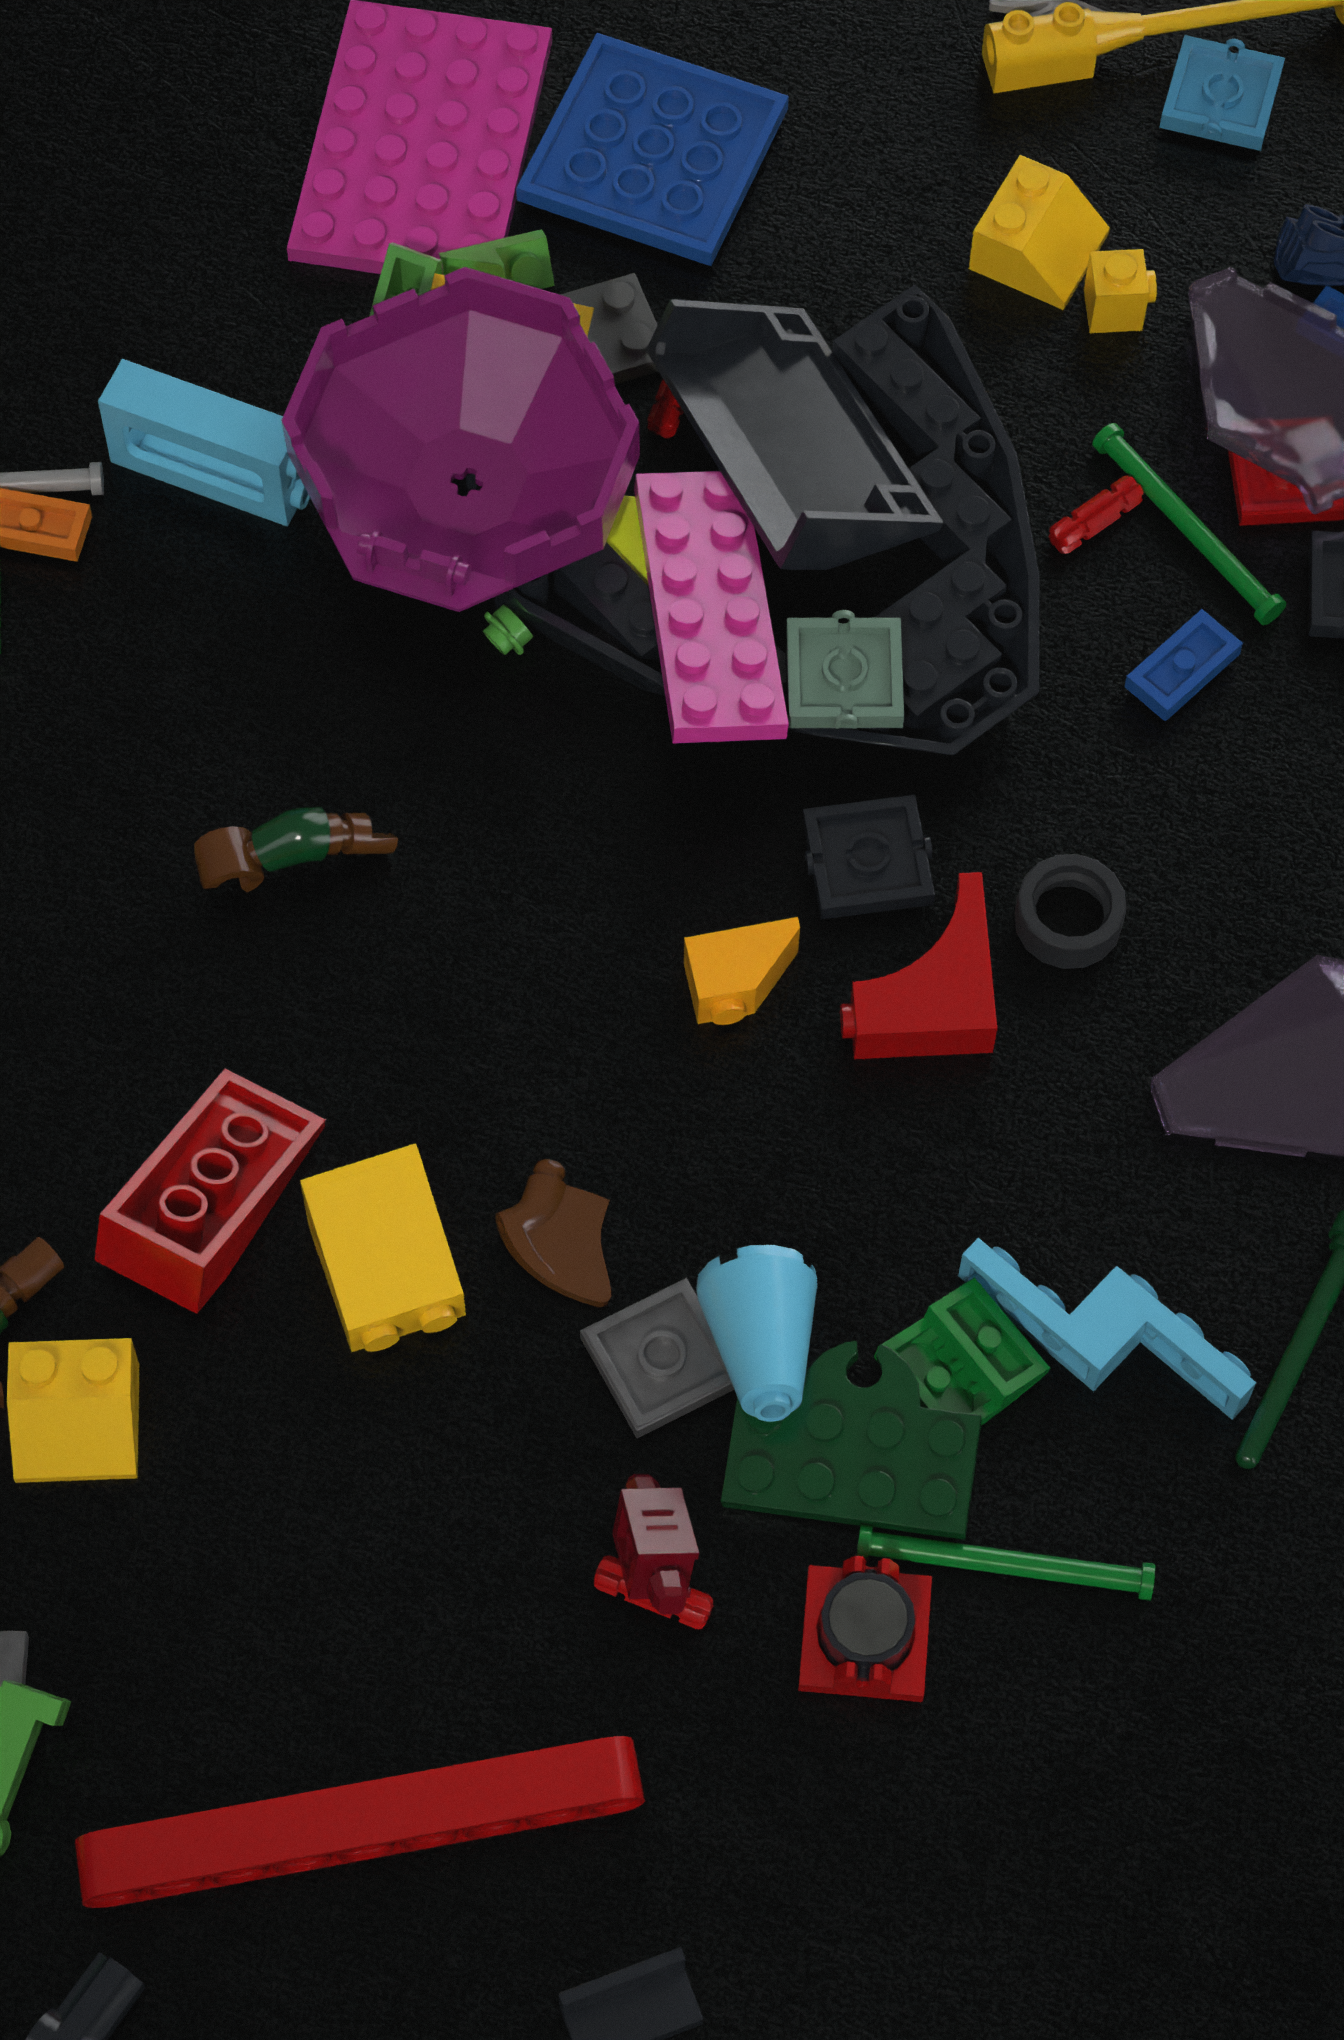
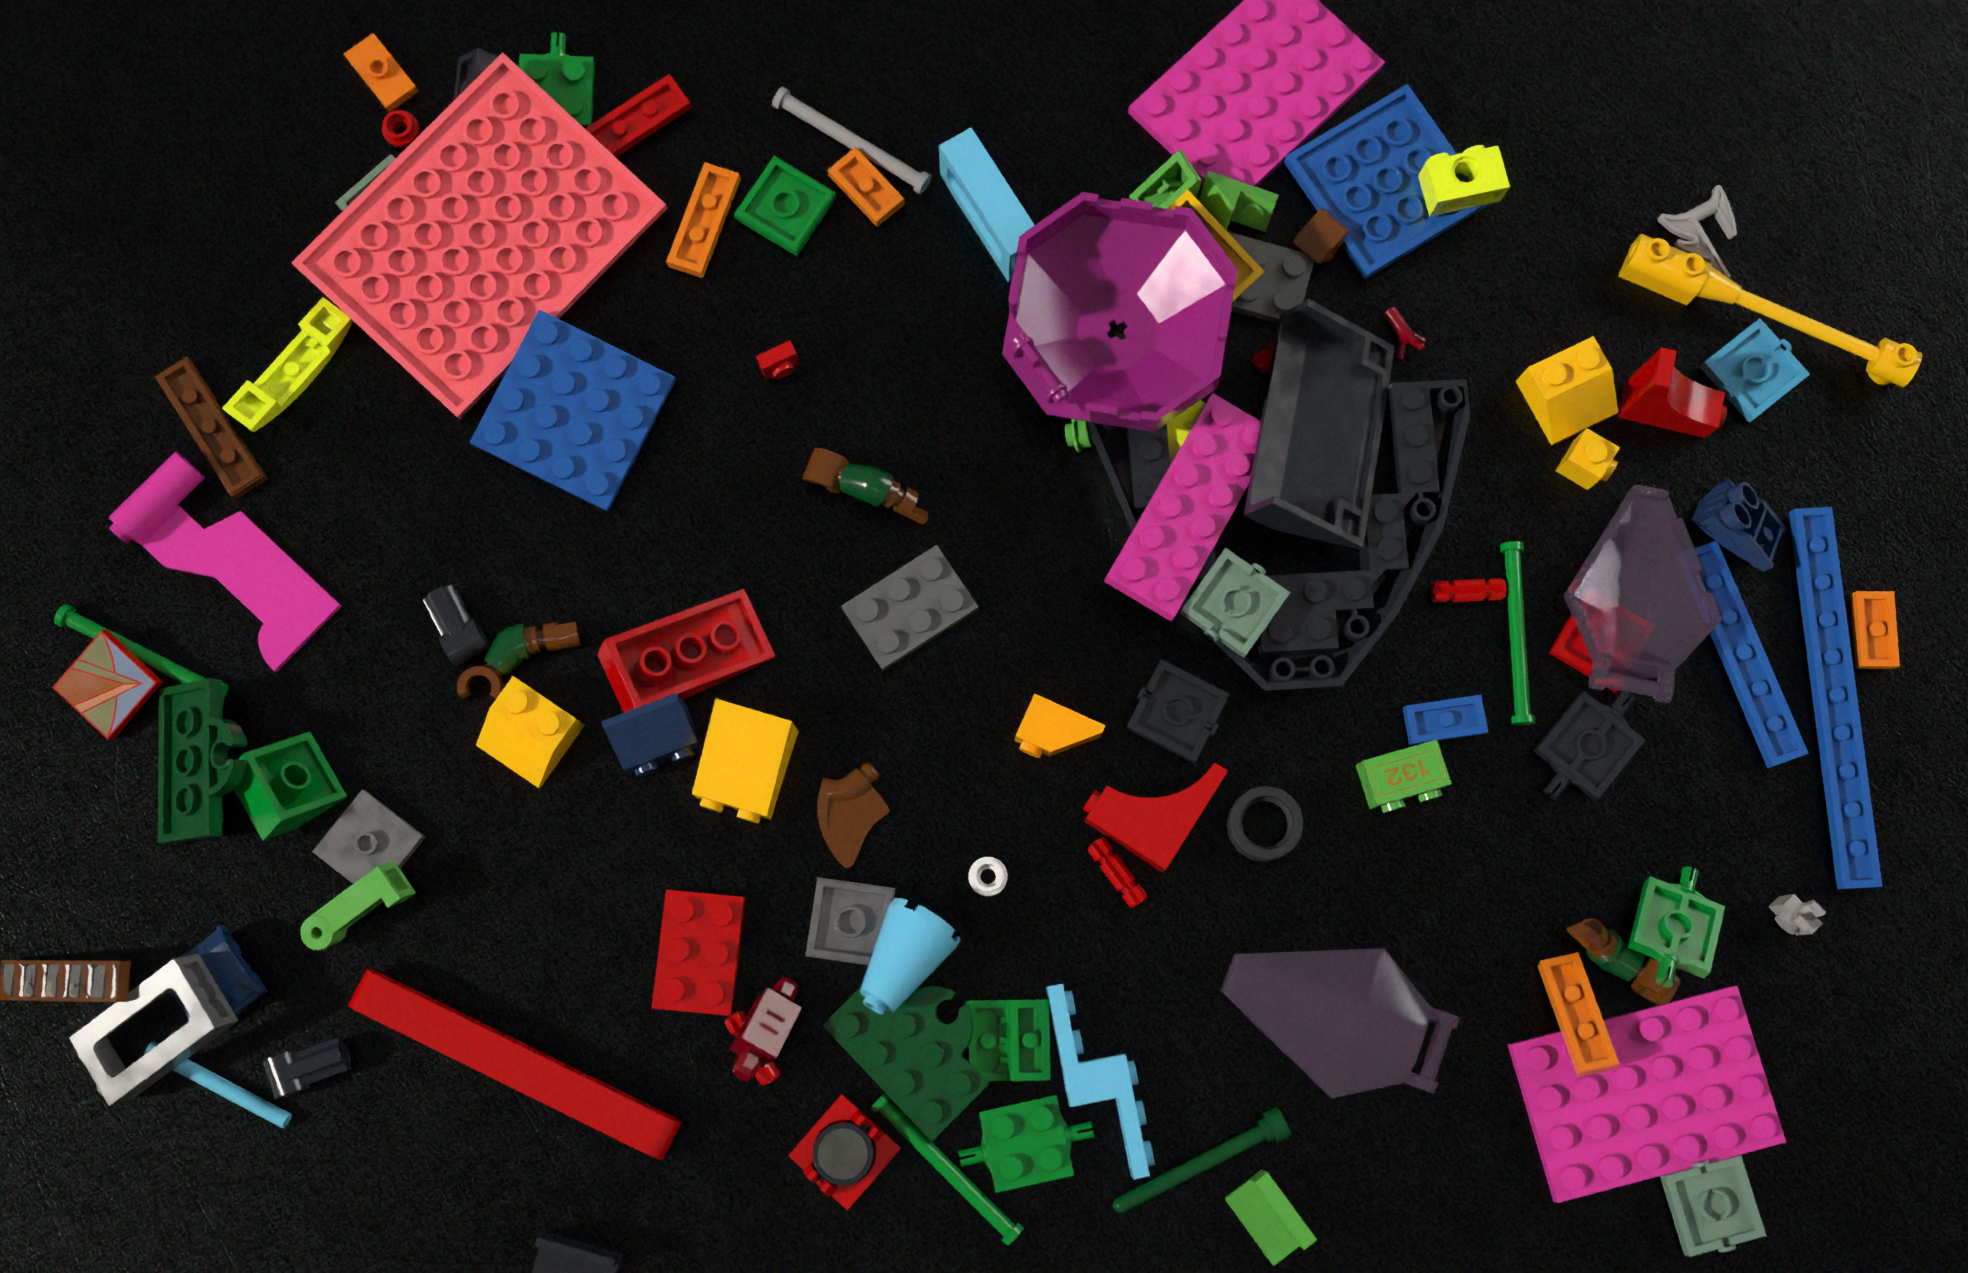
camera: 35 degrees right, 15 degrees up
(70, 779) = (778, 361): none -> red plate
(242, 1297) = (652, 735): none -> dark blue slope
(451, 956) = (909, 607): none -> dark grey plate
(497, 1528) = (698, 952): none -> red plate
(626, 245) = (1321, 236): none -> reddish brown slope
(743, 86) = (1446, 193): none -> neon yellow brick
(791, 1177) = (992, 864): none -> white plate
(799, 292) = (1403, 332): none -> dark red bar
(940, 1083) = (1117, 872): none -> red axle
(1078, 1466) = (1026, 1144): none -> green plate
(1152, 173) = (1669, 400): none -> red arch
(1185, 753) = (1403, 775): none -> bright green brick

